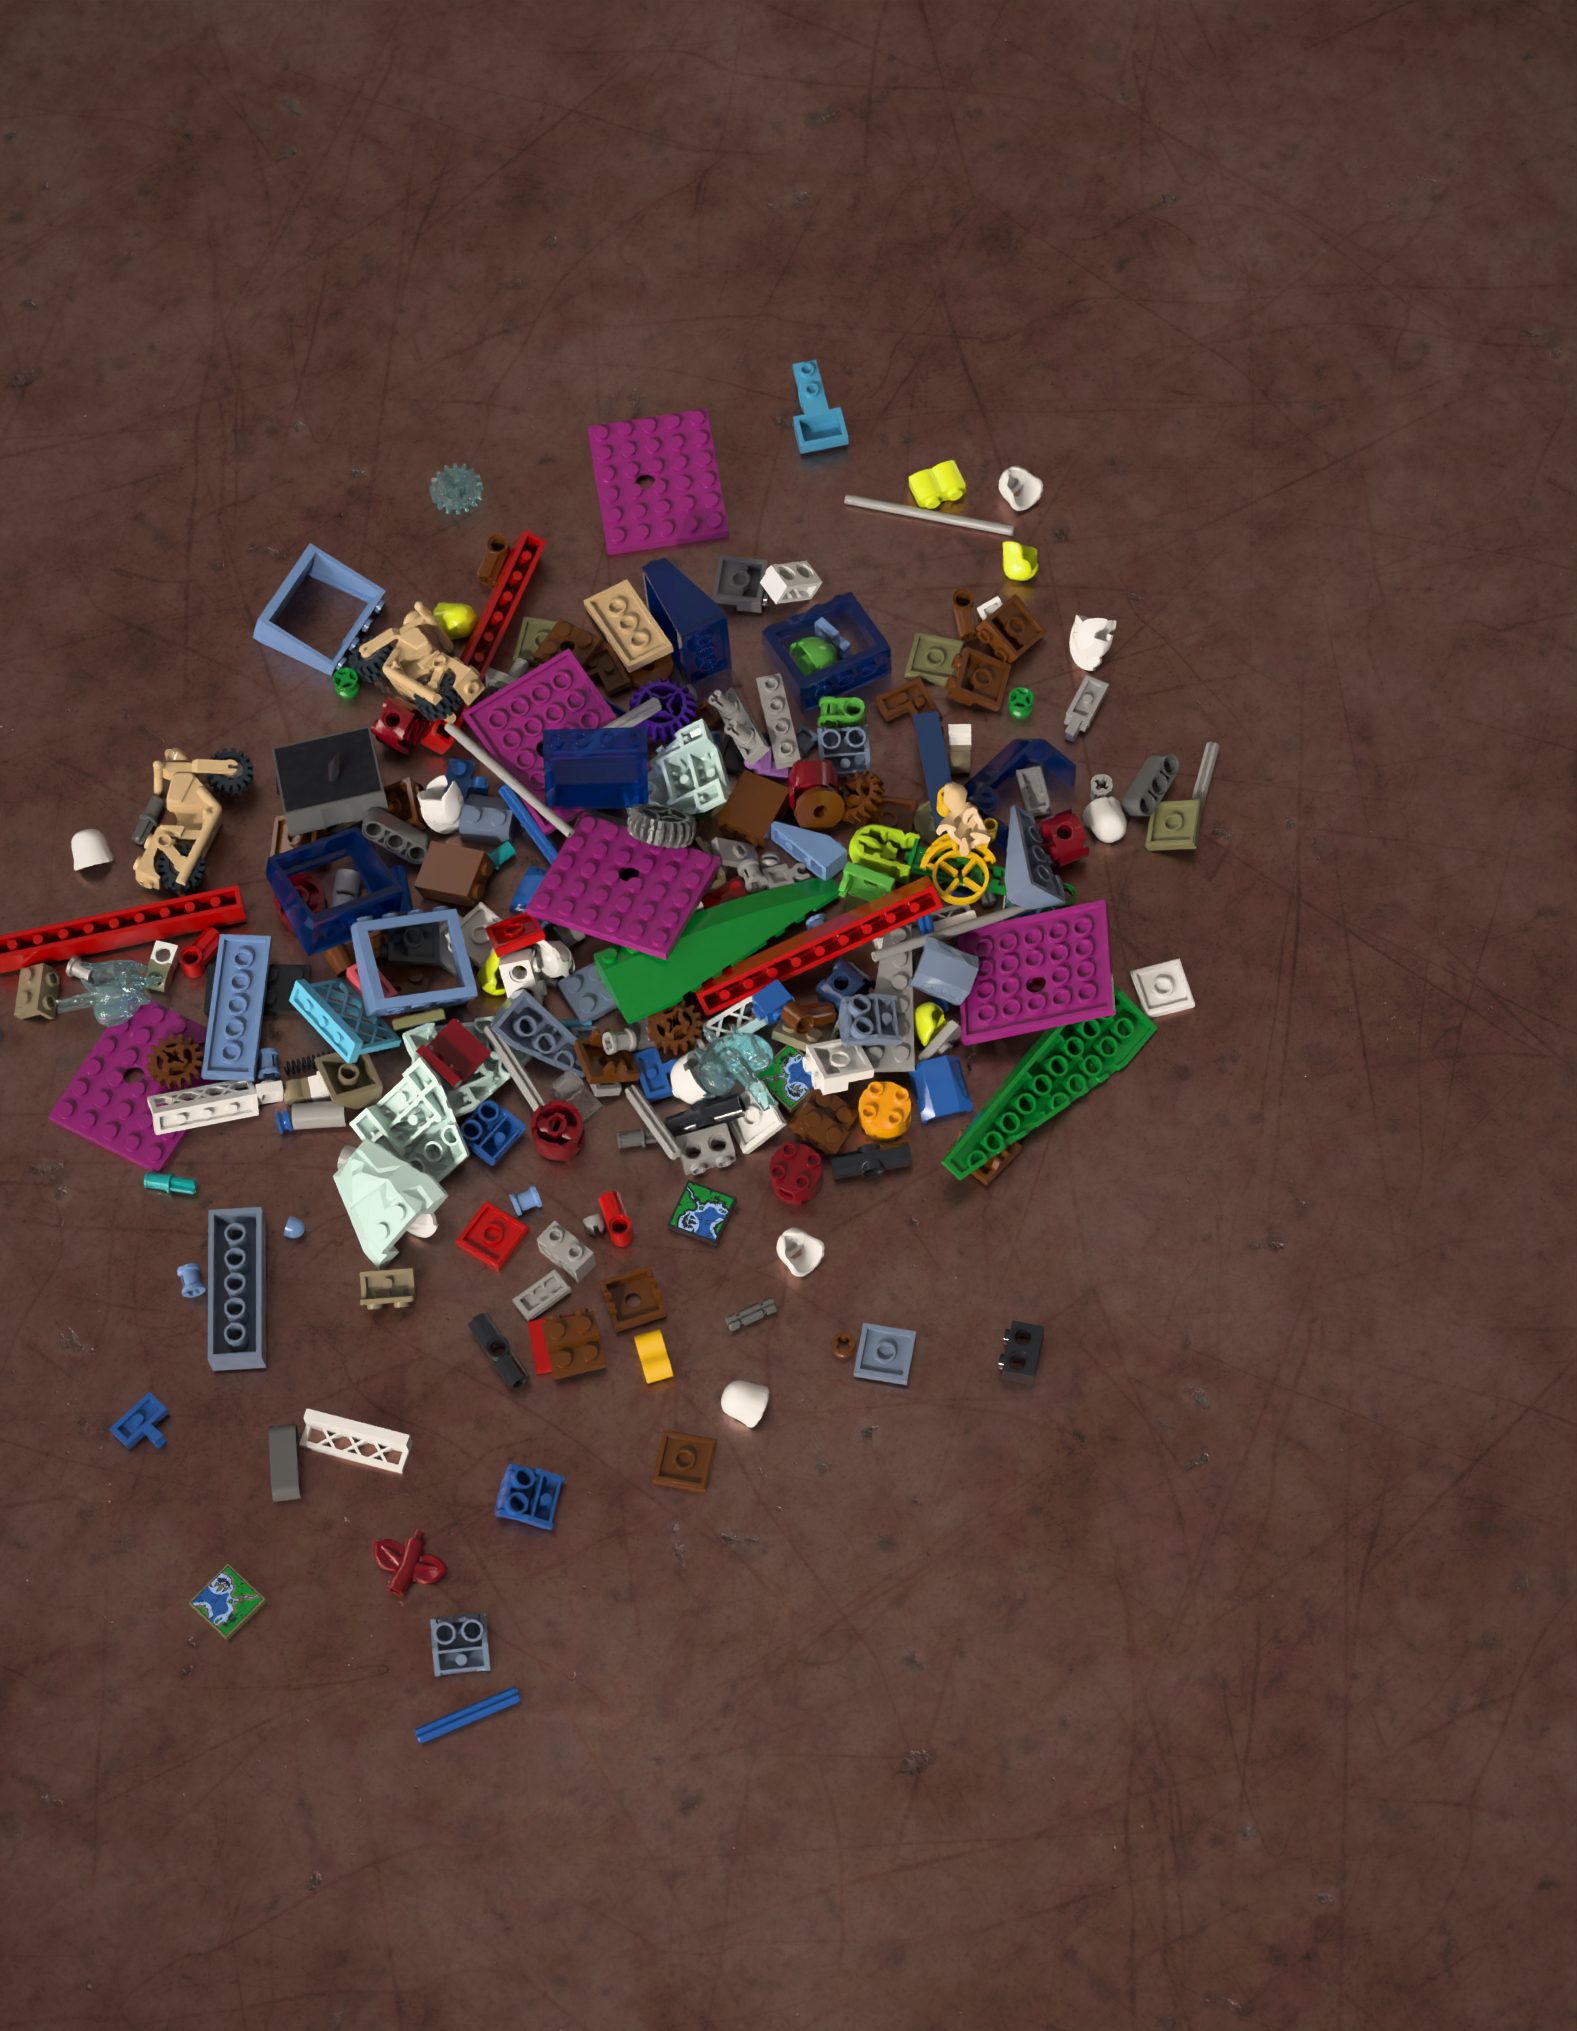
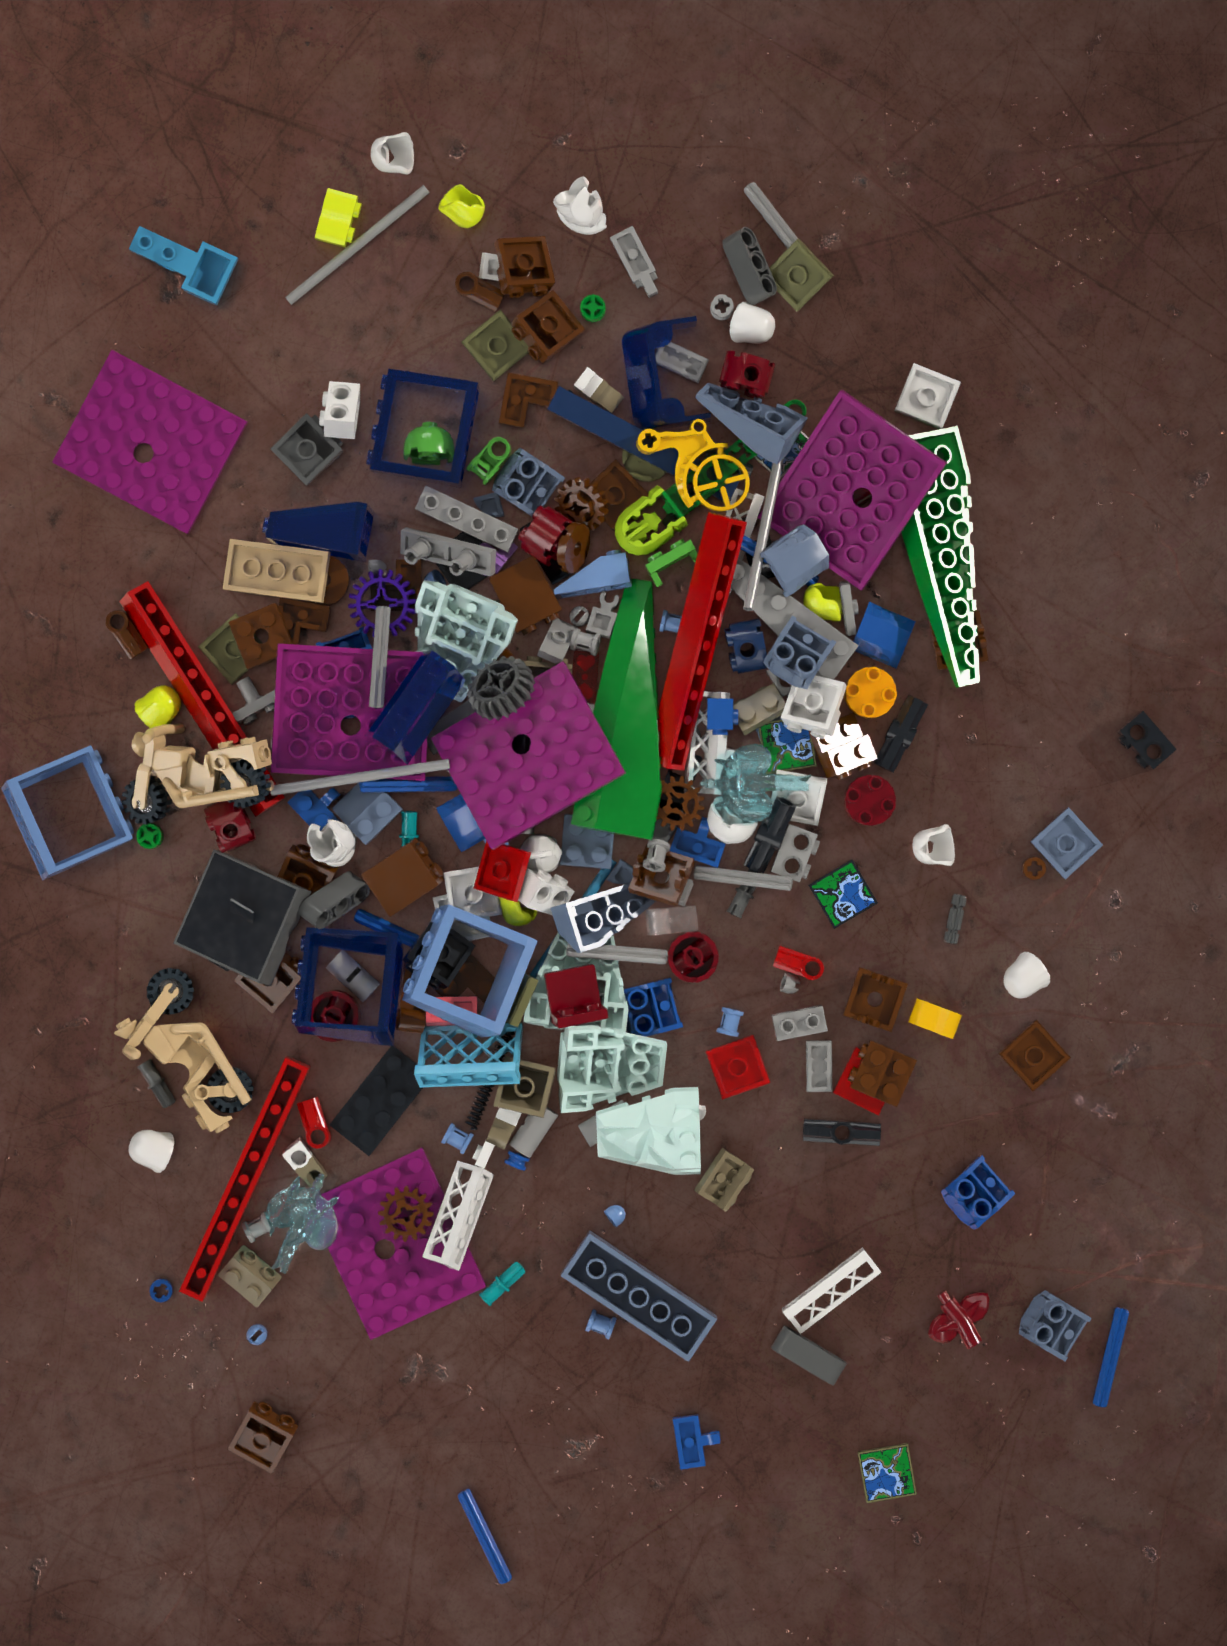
camera: 55 degrees left, 25 degrees up
(237, 1007) = (392, 1131): medium blue plate -> none
(456, 488) = (36, 604): clear light blue gear -> none
(807, 1016) = (753, 699): reddish brown piece -> none
(831, 635) = (410, 416): medium blue plate -> none
(963, 821) = (682, 447): tan animal -> none

